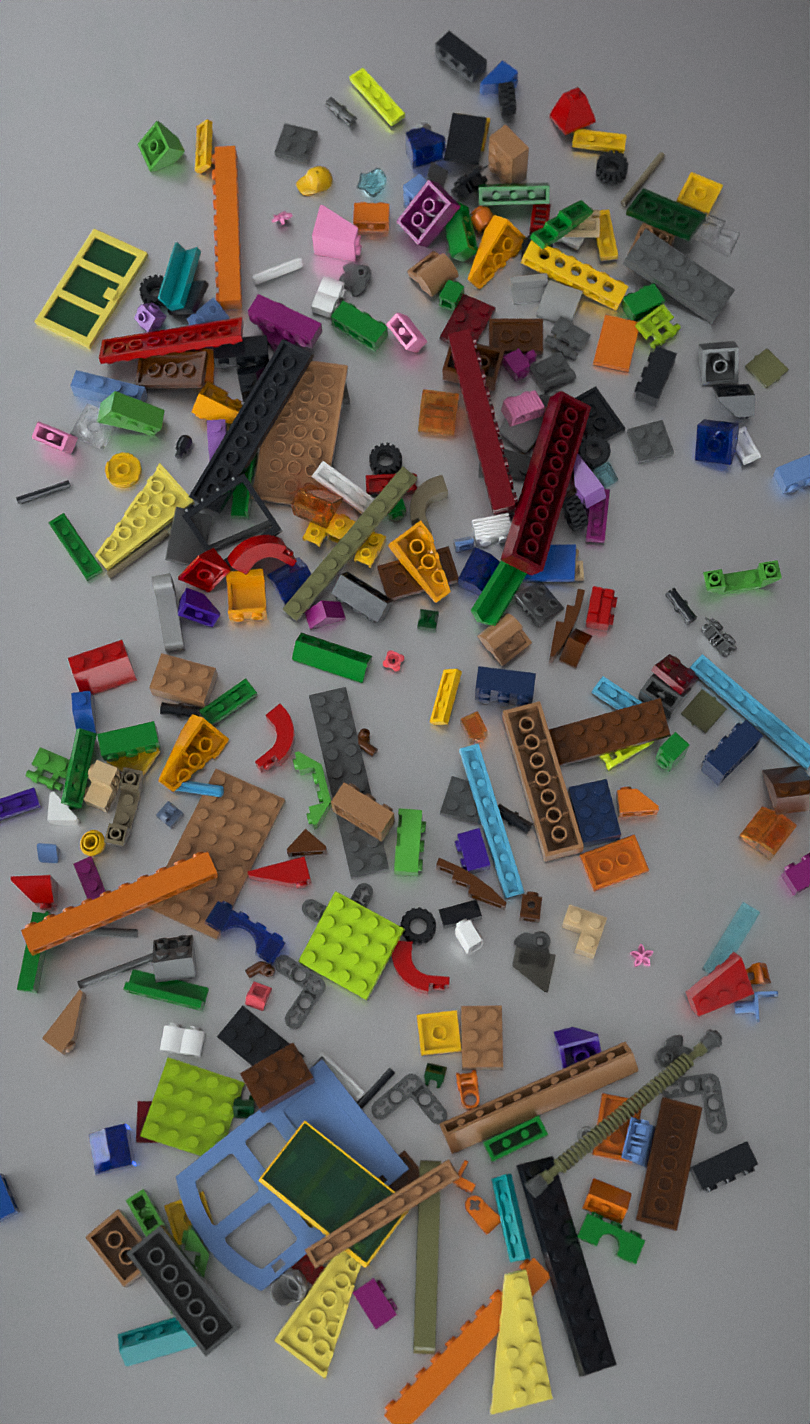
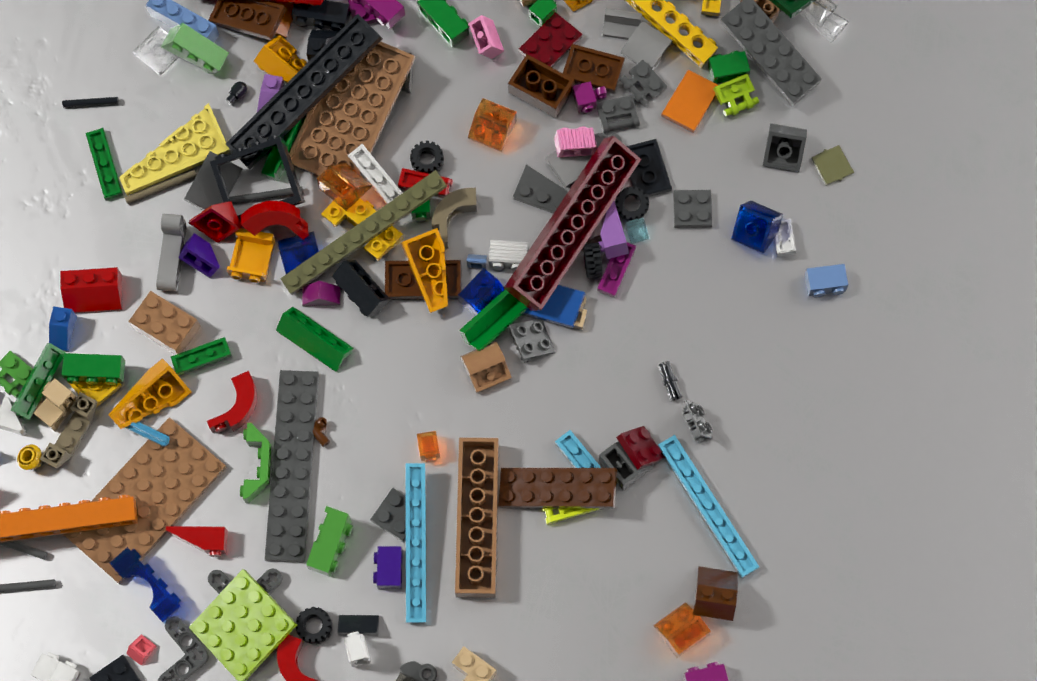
camera: 15 degrees right, 0 degrees up
(54, 437) = (115, 52): bright pink brick -> none
(89, 878) = (18, 490): magenta plate -> none
(123, 470) = (173, 101): yellow tile -> none
(169, 814) = (112, 450): sand blue tile -> none
(171, 992) = (57, 619): green panel -> none
(174, 958) = (72, 590): dark grey slope -> none
(179, 710) = (152, 350): black pin -> none
(260, 968) = (152, 623): reddish brown arm -> none
(306, 845) = (230, 516): reddish brown slope -> none
(363, 811) = (293, 498): medium nougat brick -> none
(394, 665) = (377, 358): coral plate -> none
(428, 620) = (418, 327): dark green tile -> none
(445, 696) = (411, 408): yellow plate -> none
(477, 888) = (380, 604): reddish brown slope -> none
(481, 417) = (527, 146): dark red brick -> none
(504, 686) = (469, 414): dark blue brick -> none
(514, 819) = (439, 546): black pin -> none
(530, 914) = (425, 645): reddish brown brick -> none
(564, 629) = (546, 374): reddish brown slope -> none
(575, 648) = (553, 393): reddish brown slope -> none
(594, 813) = (517, 563): dark blue brick -> none
(600, 608) = (589, 361): red brick -> none
(614, 863) = (523, 617): orange tile -> none
(634, 803) = (560, 564): orange slope -> none
(655, 376) = (717, 144): black brick -> none
(672, 752) = (612, 524): green brick -> none
(703, 711) = (659, 491): olive piece -> none
(731, 752) = (670, 540): dark blue brick -> none
(737, 399) = (790, 188): slope -> none
(744, 580) = (737, 372): bright green slope -> none

